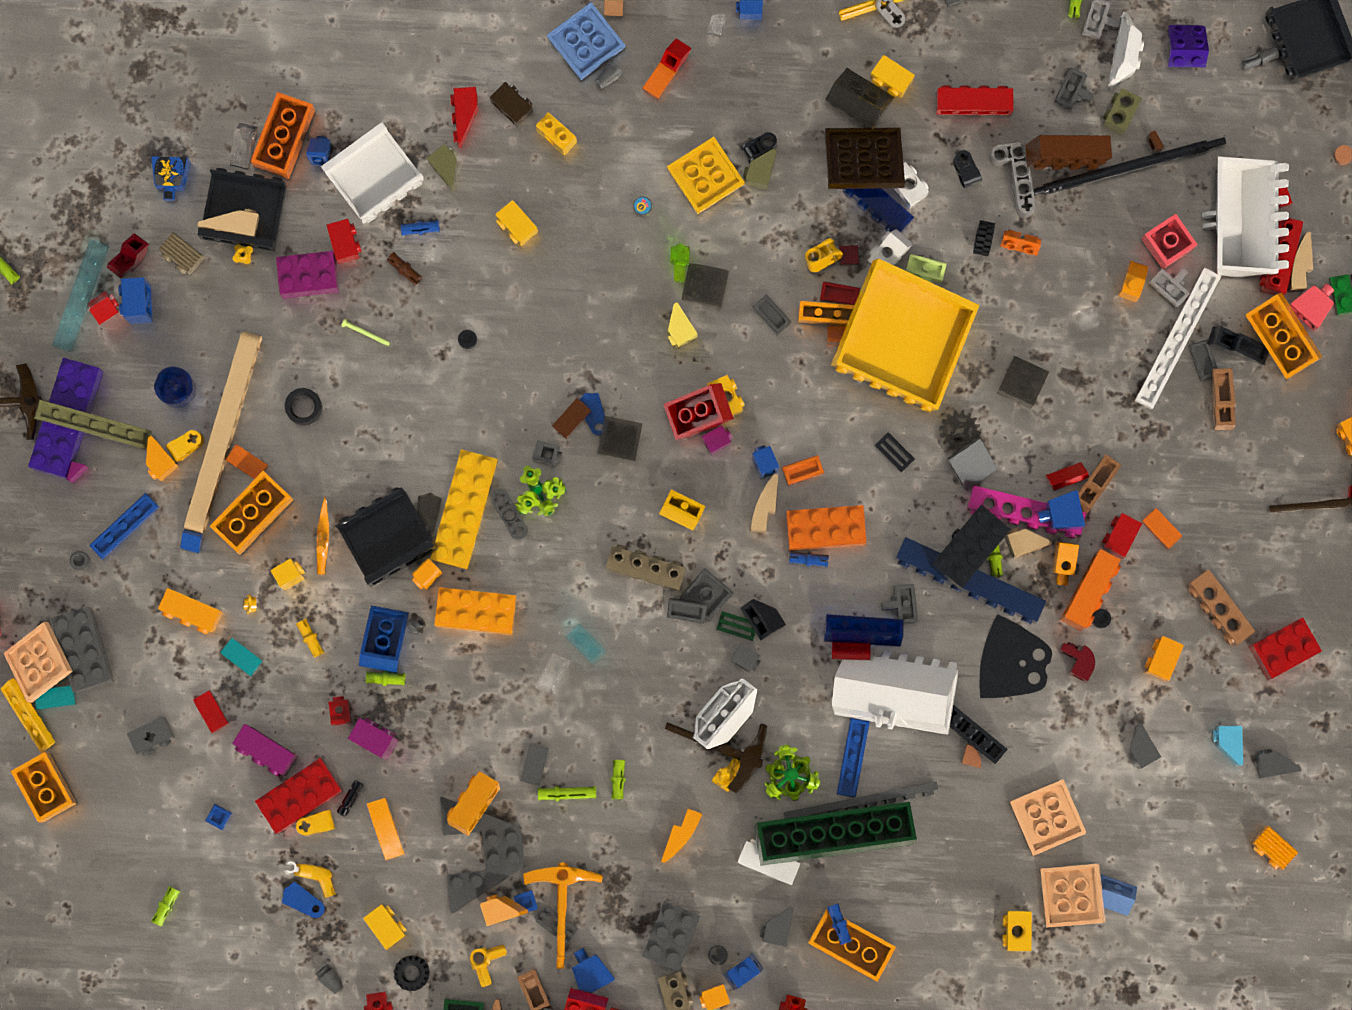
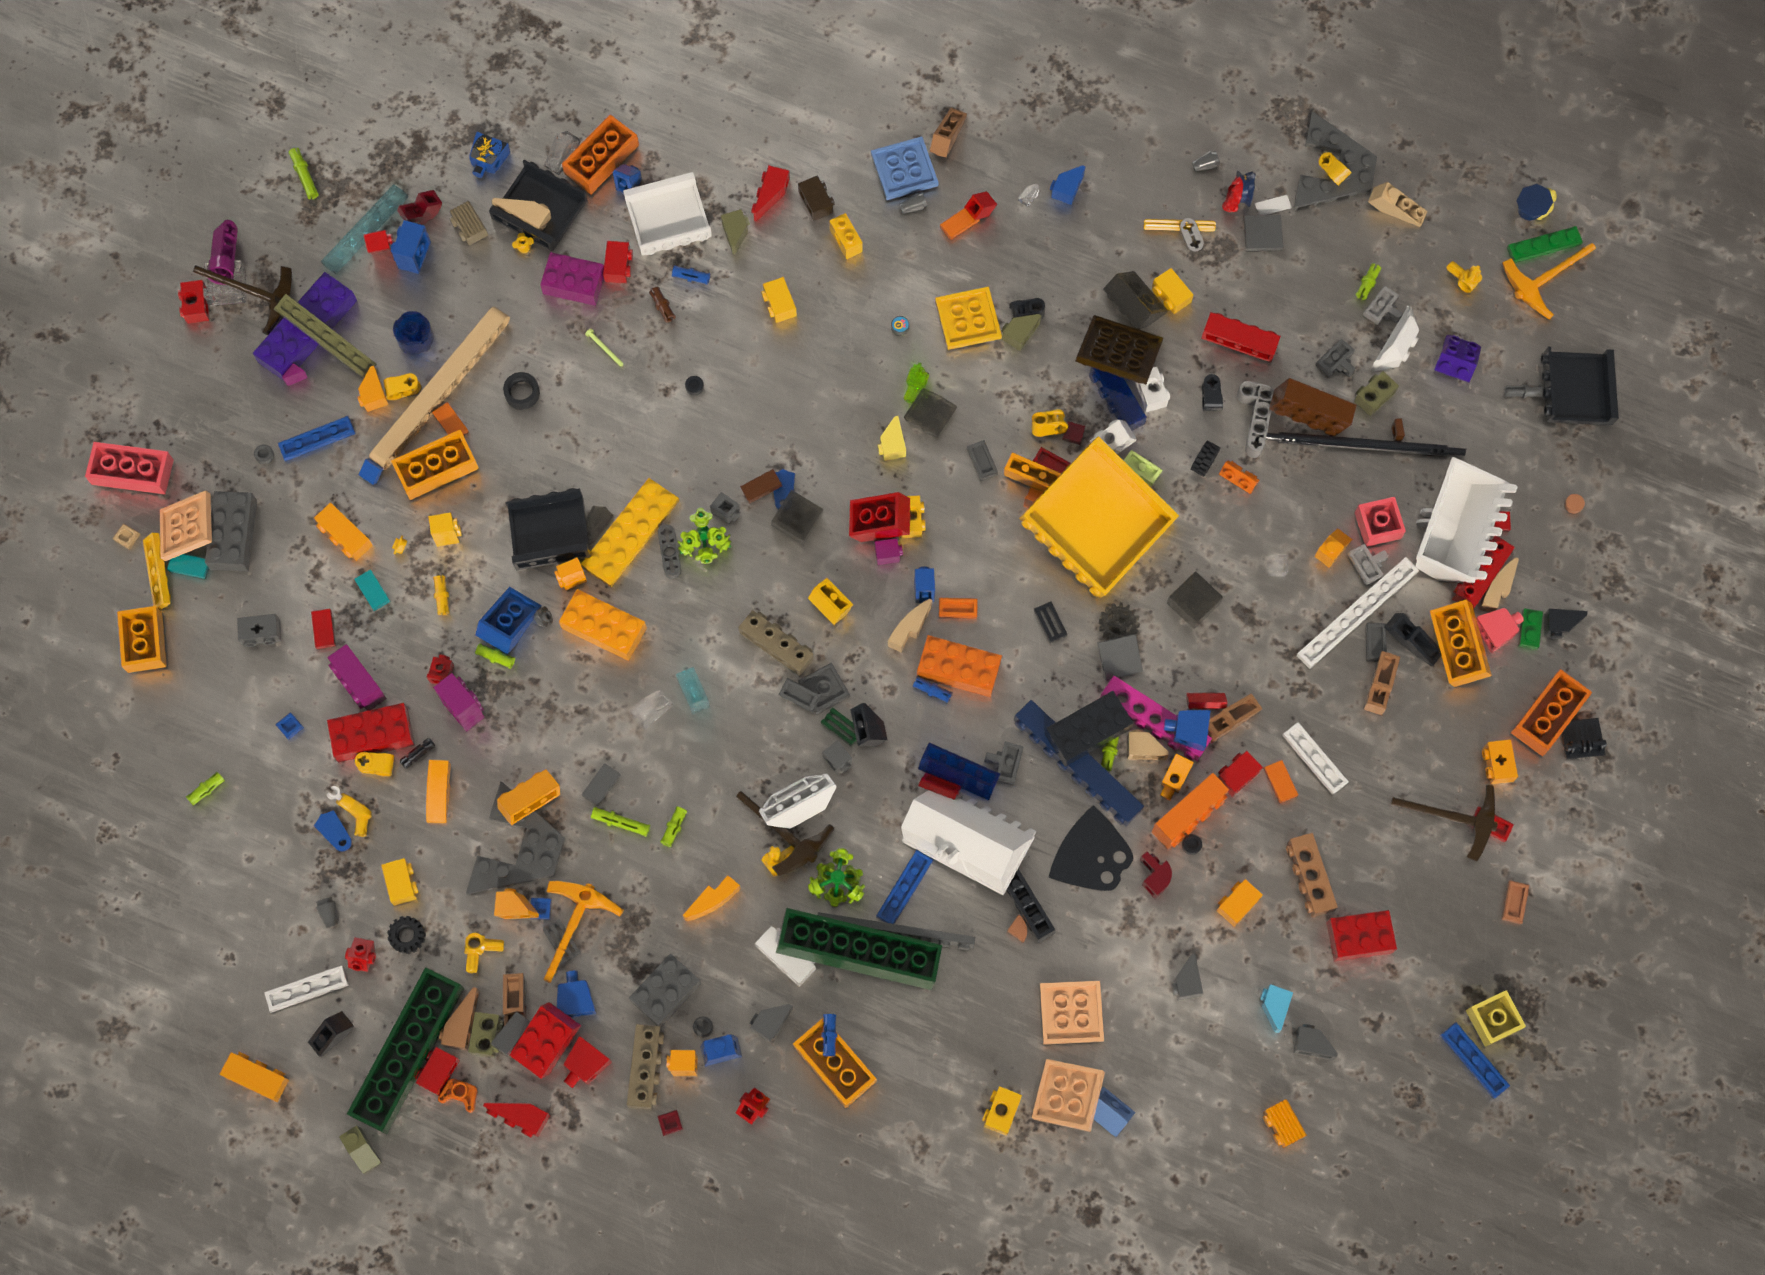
camera: 20 degrees right, 10 degrees down
(322, 538) = (489, 508): light orange piece -> none
(1186, 495) = (1315, 758): none -> white plate

